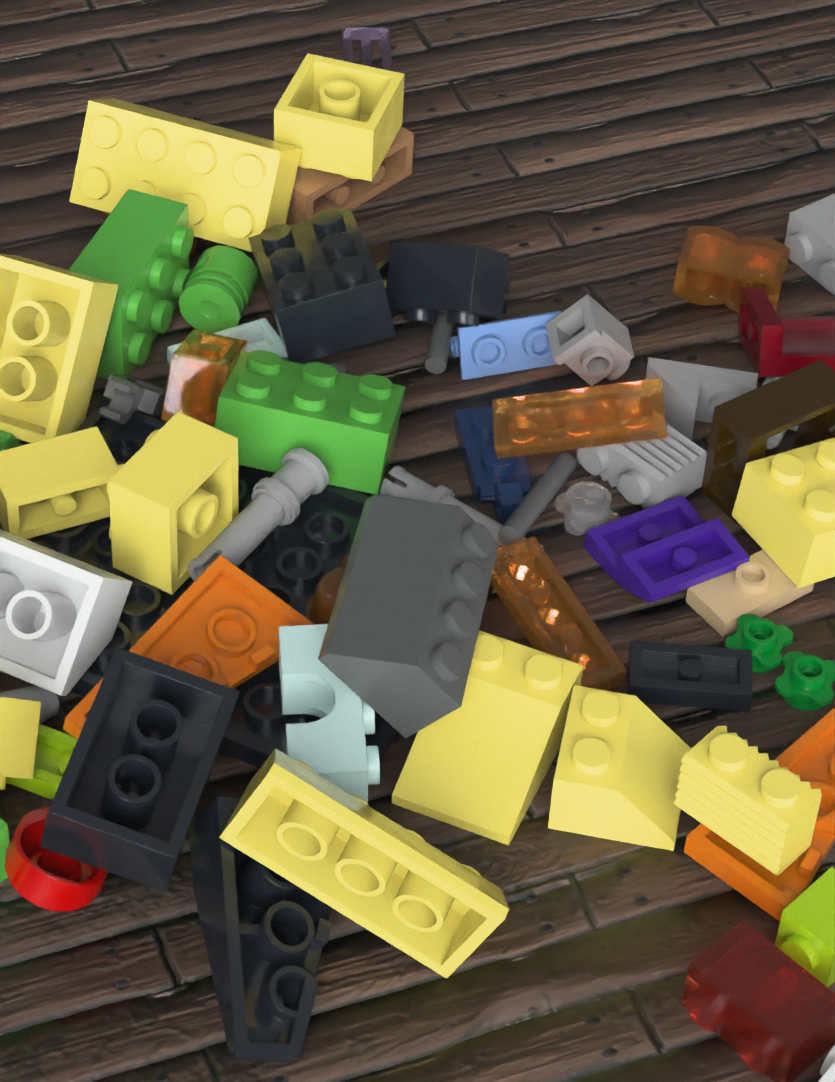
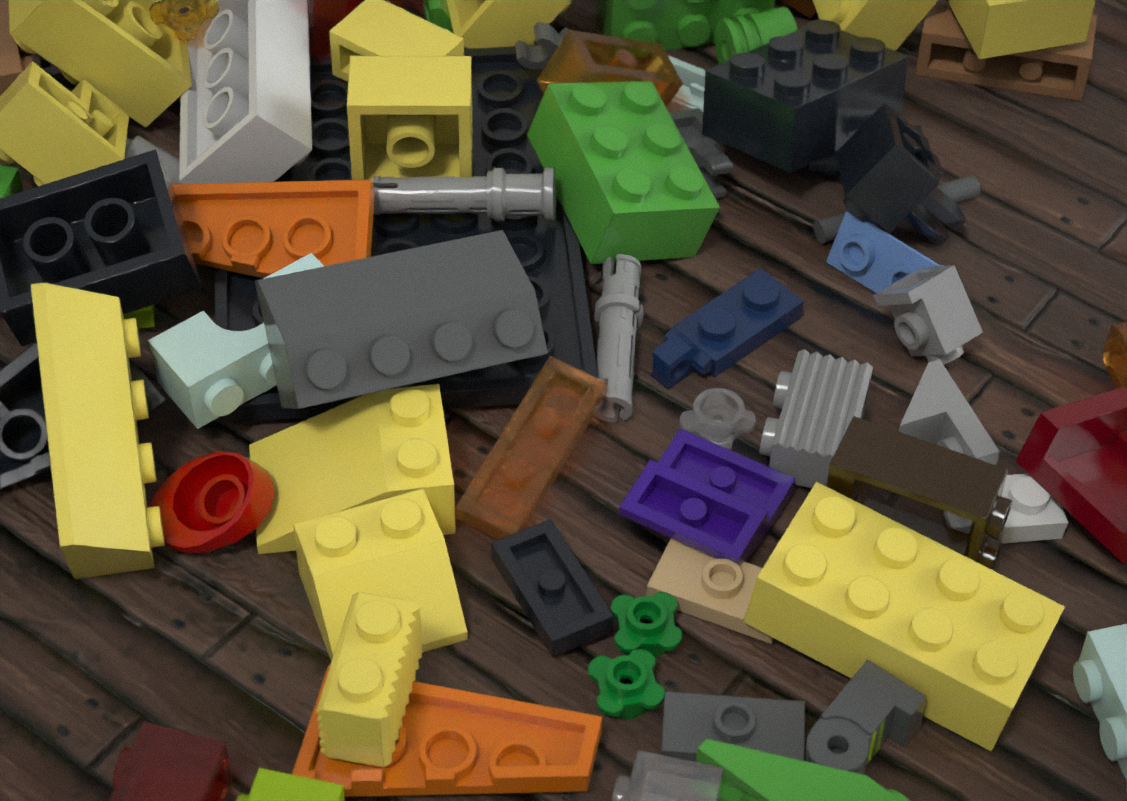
camera: 60 degrees right, 5 degrees up
(461, 824) = (213, 502): none -> red hat
(537, 499) = (684, 373): dark grey bar -> none
(579, 418) = (784, 341): clear orange plate -> none

